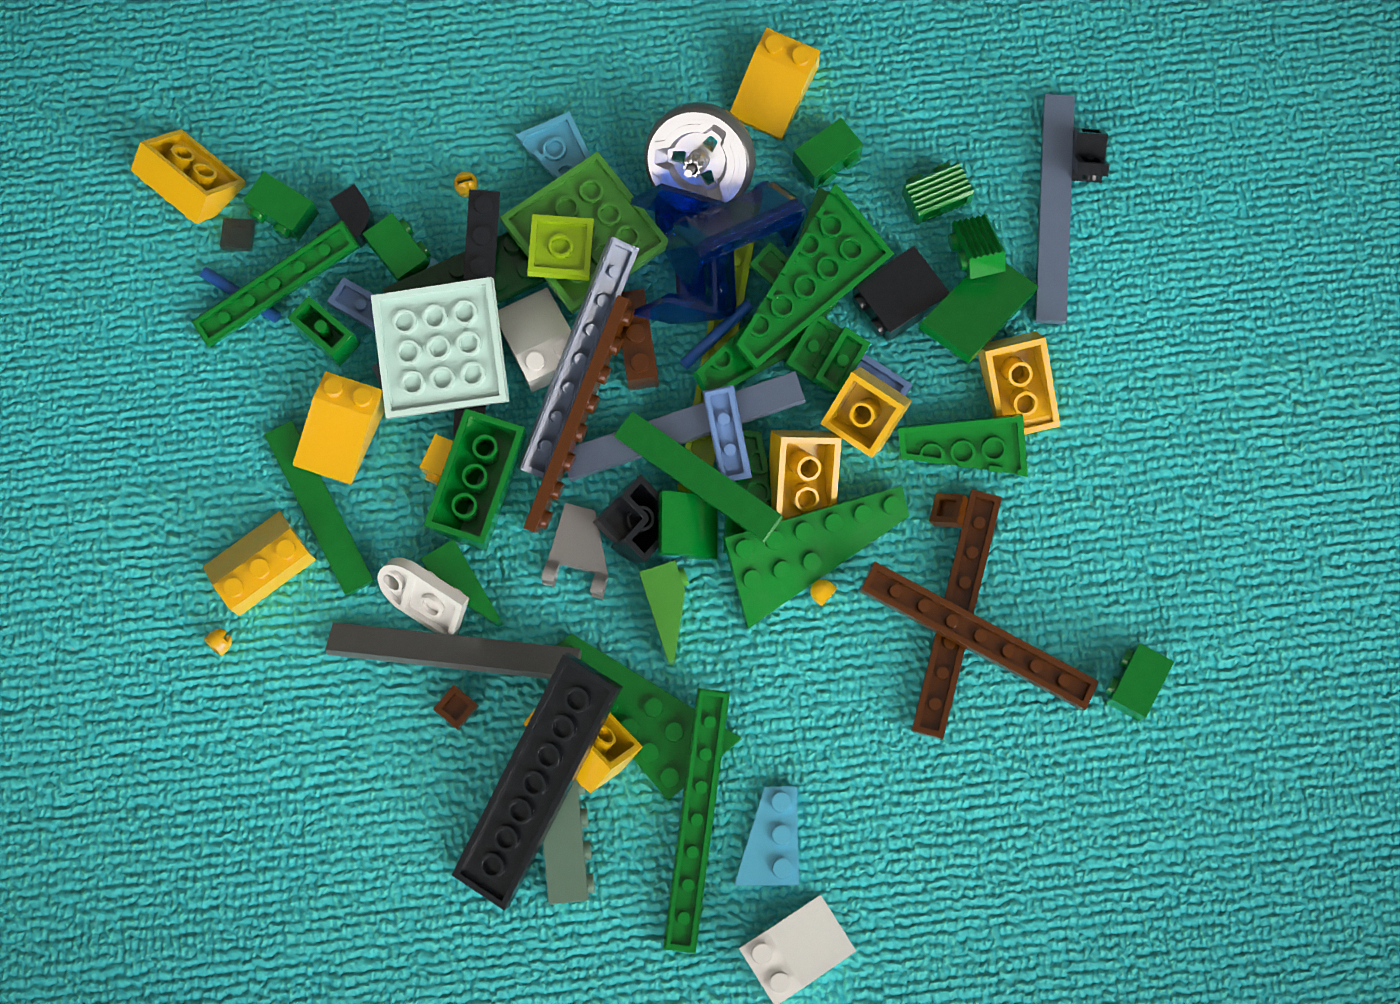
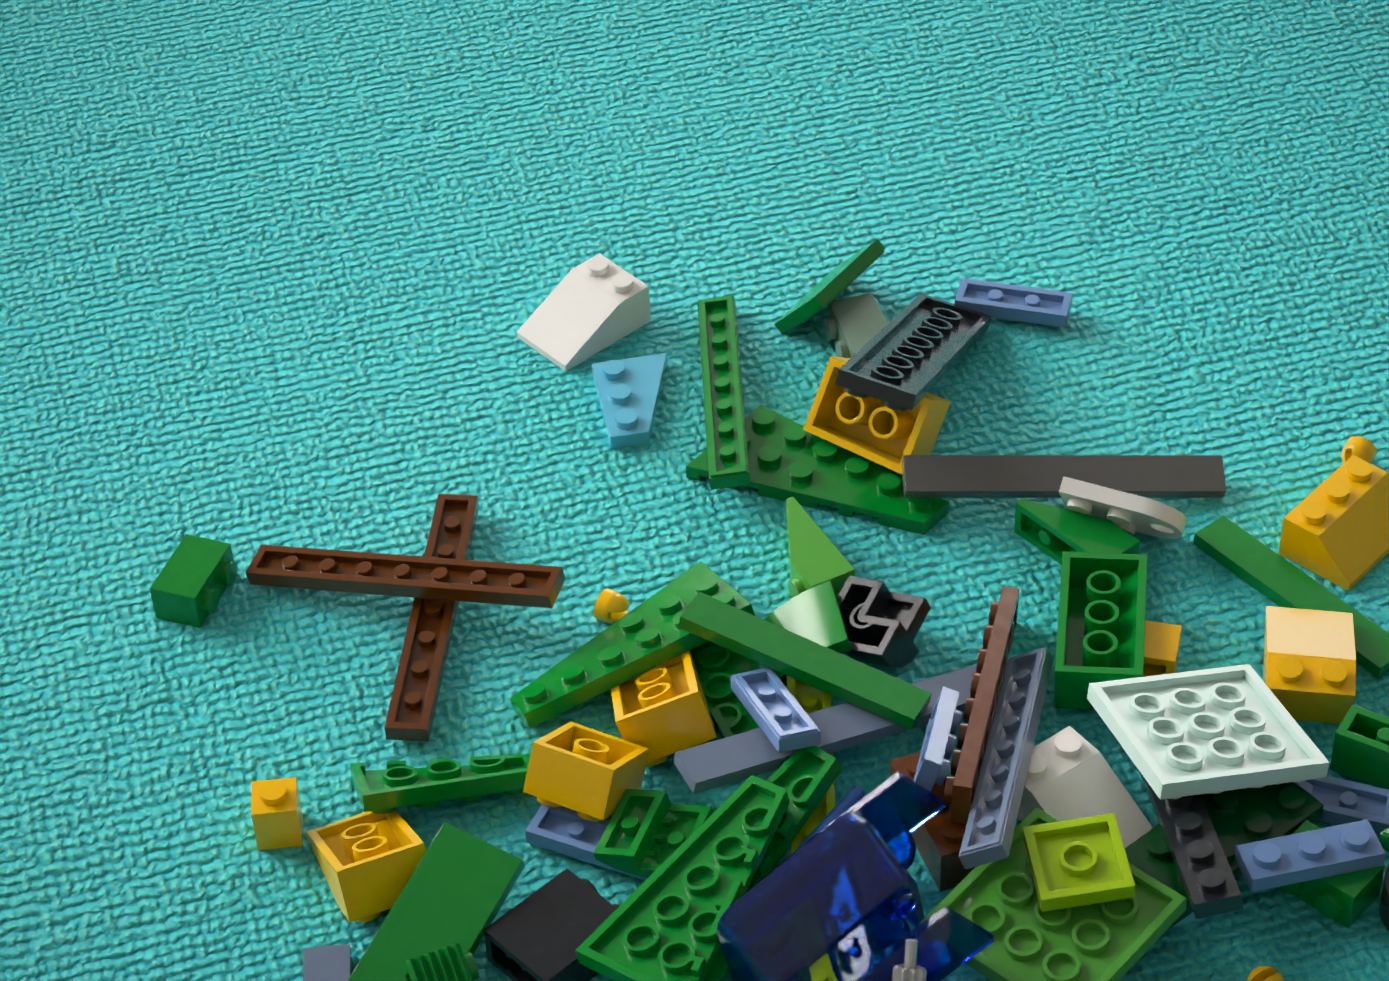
camera: 170 degrees right, 35 degrees down
(407, 243) = (1309, 855): none -> medium blue plate
(428, 888) = (1015, 302): none -> medium blue plate
(456, 707) = (1041, 439): reddish brown plate -> none
(577, 547) = (954, 605): light grey flag -> none
(580, 927) = (830, 287): none -> green tile
(626, 363) = (939, 740): none -> medium blue plate
(948, 510) = (456, 707): reddish brown plate -> none
(1081, 431) = (277, 813): none -> yellow brick

